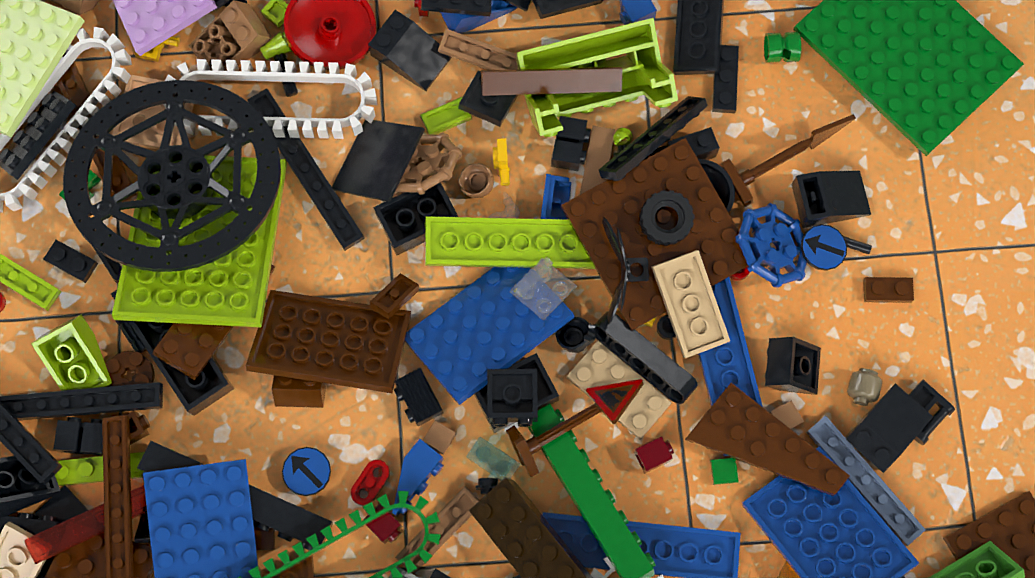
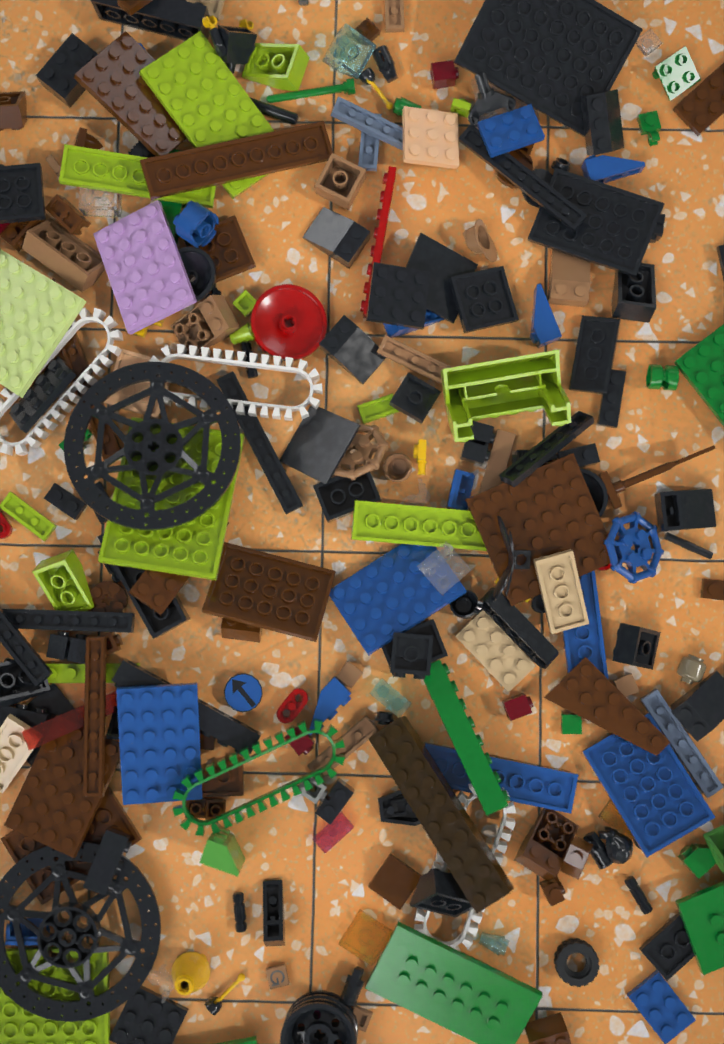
camera: 10 degrees right, 10 degrees up
(394, 296) = (323, 558): reddish brown plate -> none
(418, 397) = (336, 642): black brick -> none
(551, 81) = (468, 393): reddish brown tile -> none
(609, 399) = (488, 662): reddish brown piece -> none
(620, 134) = (521, 442): lime hinge -> none
(672, 200) = (550, 535): black tyre -> none
(823, 247) = (674, 551): blue piece -> none

